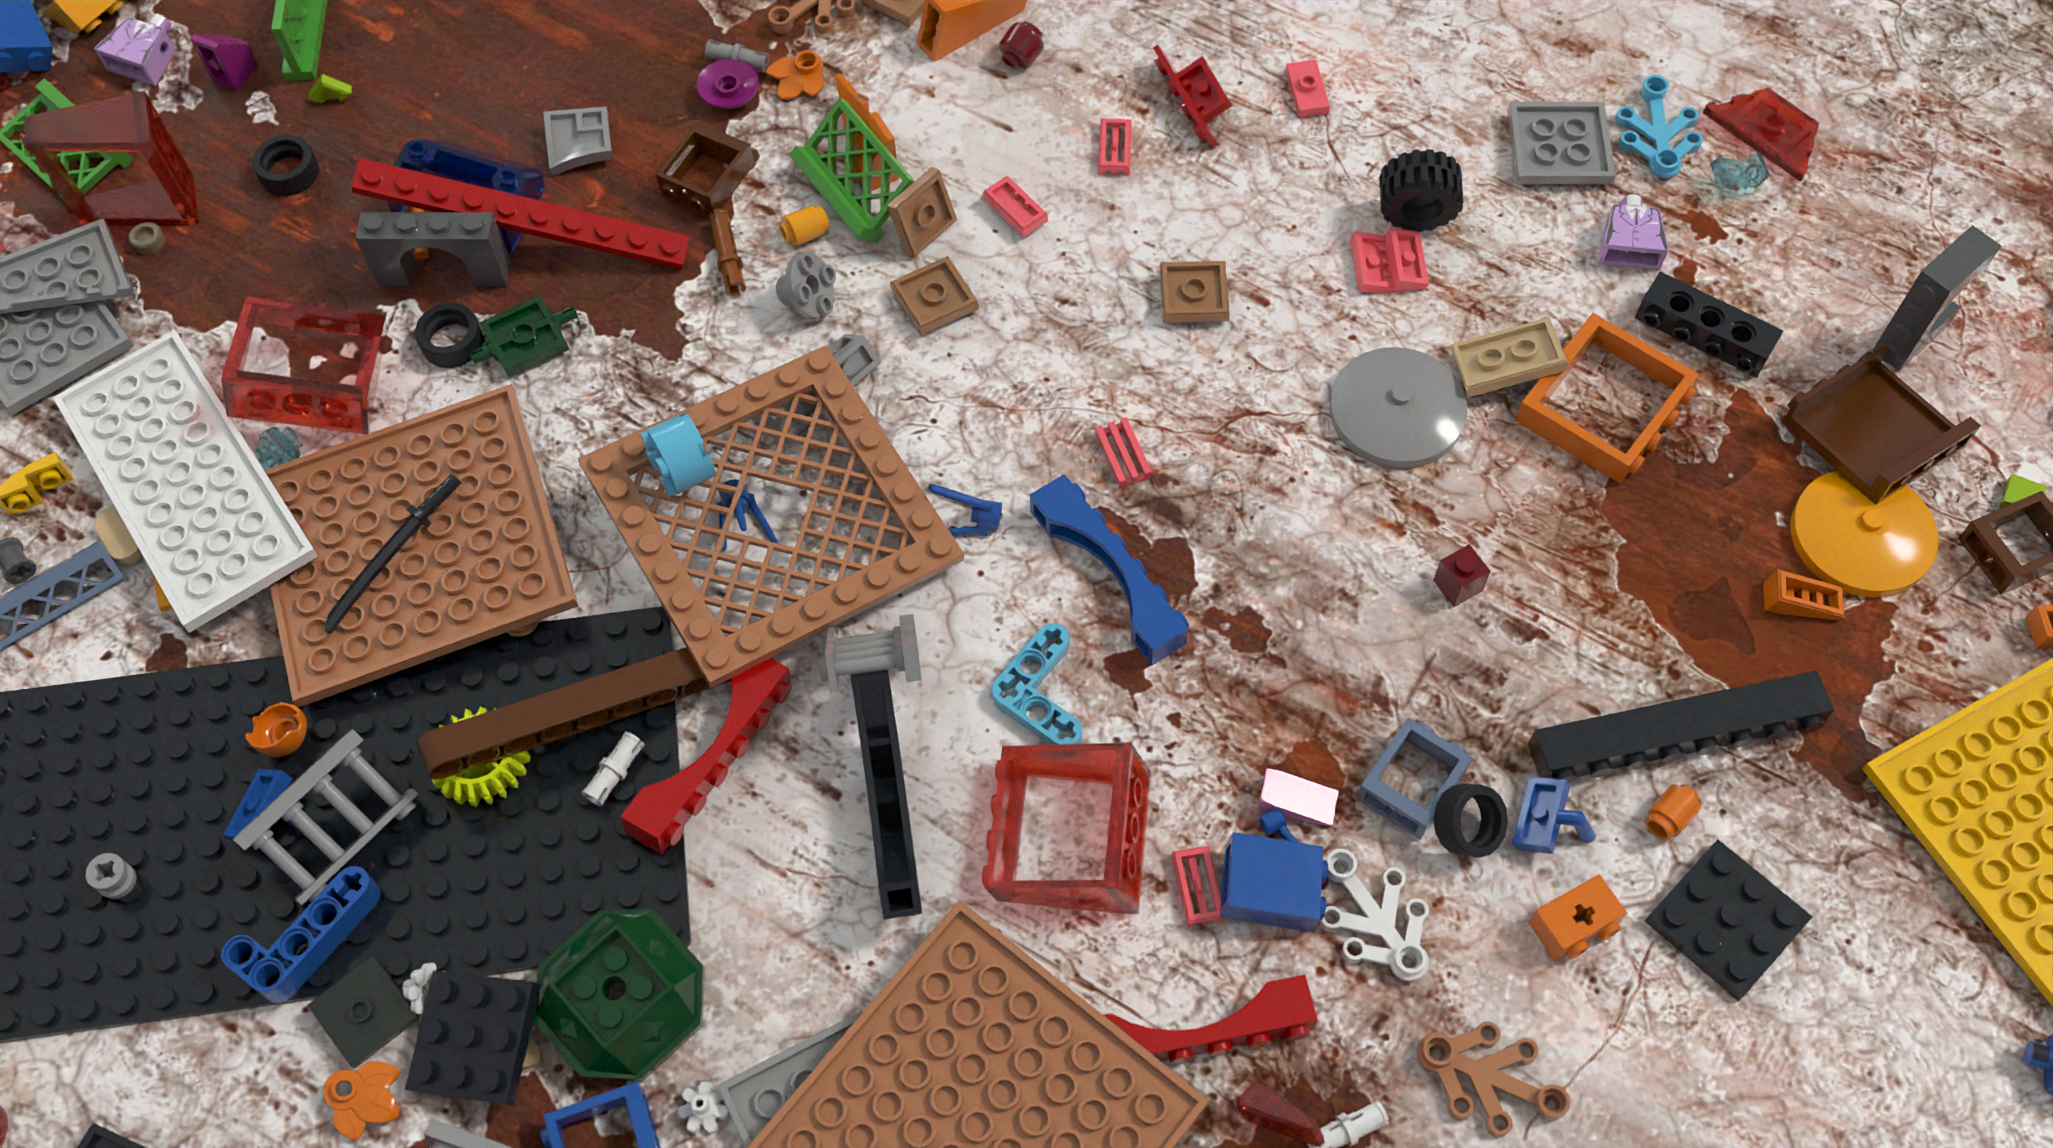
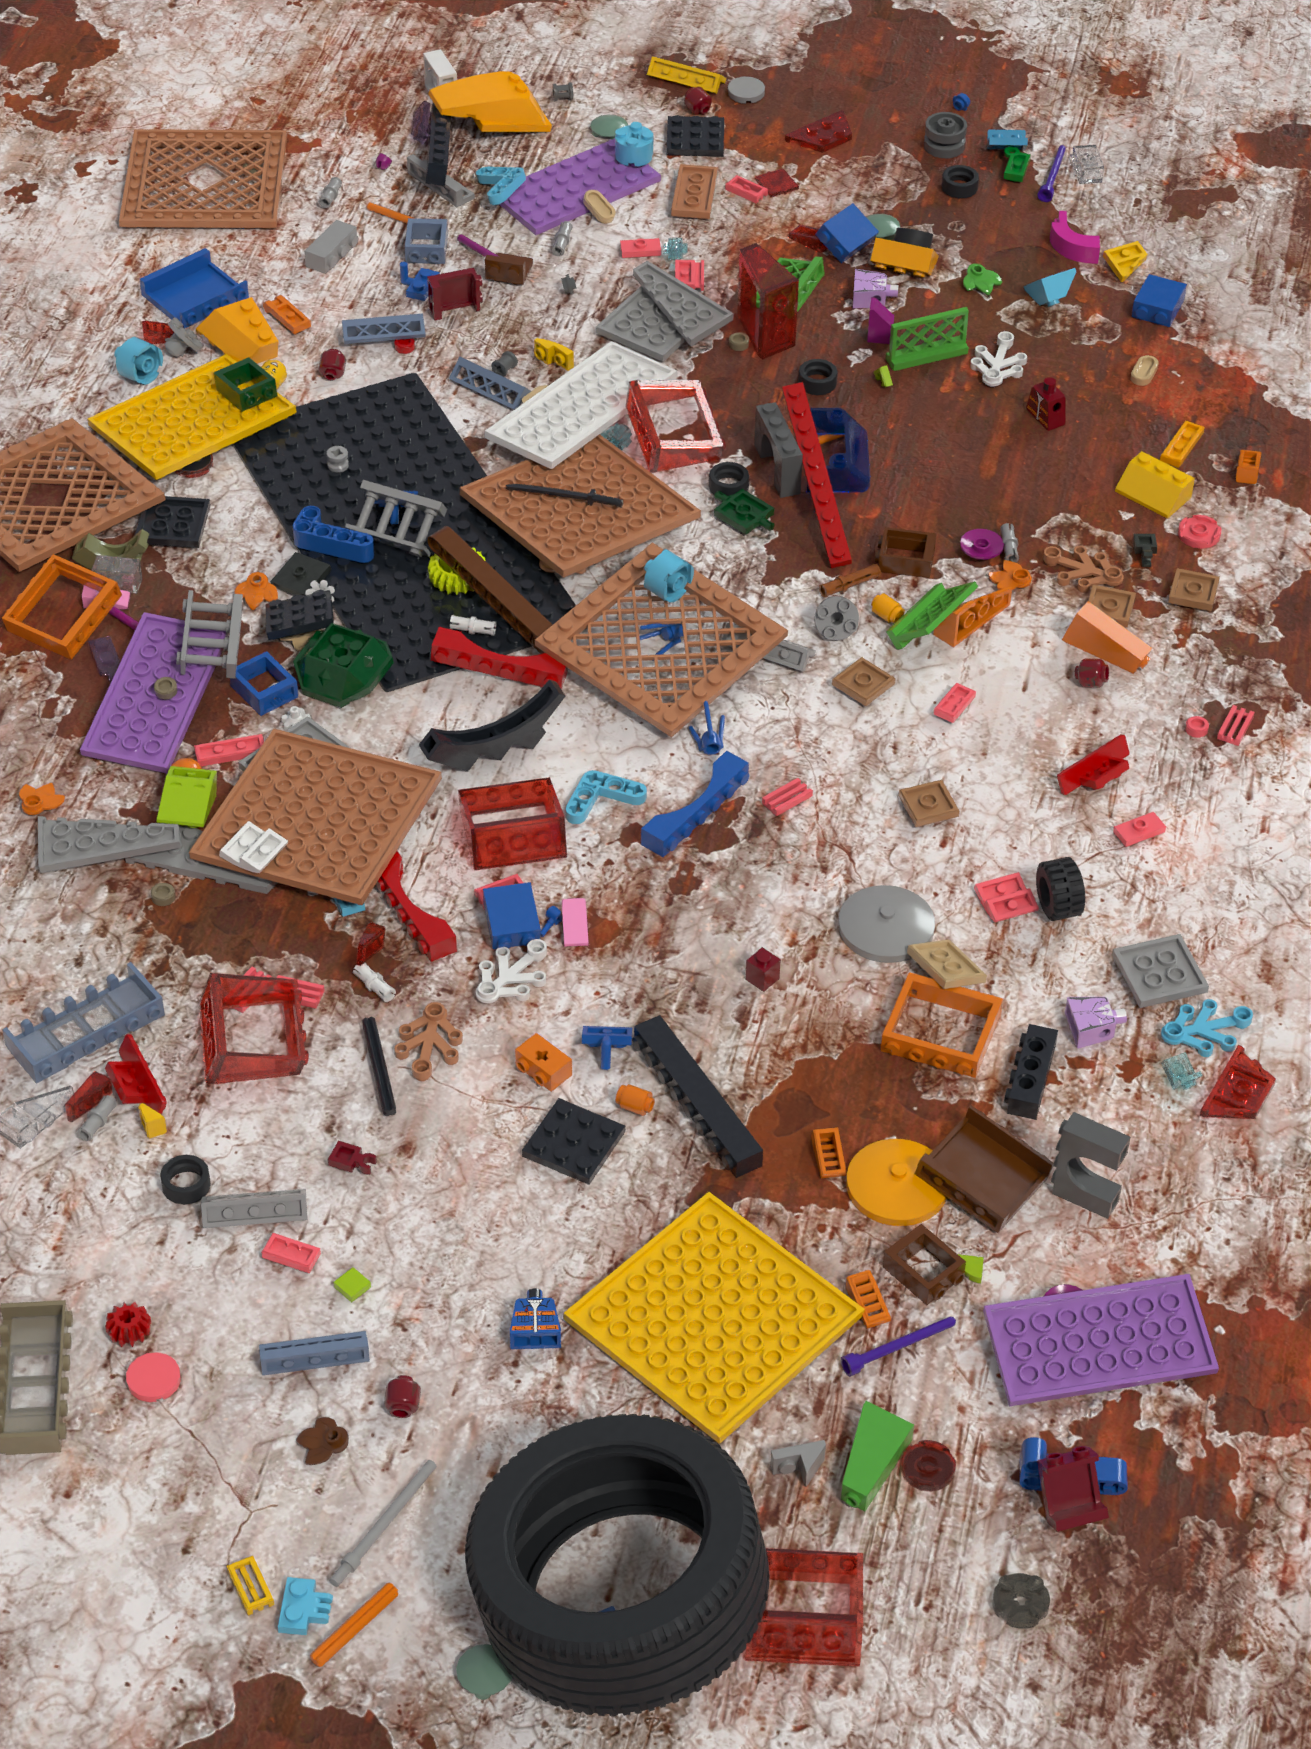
camera: 70 degrees right, 15 degrees down
(278, 730) = (441, 490): orange hair -> none
(576, 138) = (904, 490): light grey plate -> none
(871, 653) = (579, 696): light grey fence -> none
(922, 212) = (918, 653): medium nougat plate -> none
(1114, 165) = (1036, 742): coral tile -> none
(1393, 804) = (604, 987): sand blue window -> none
(1492, 825) = (602, 1004): black tyre -> none

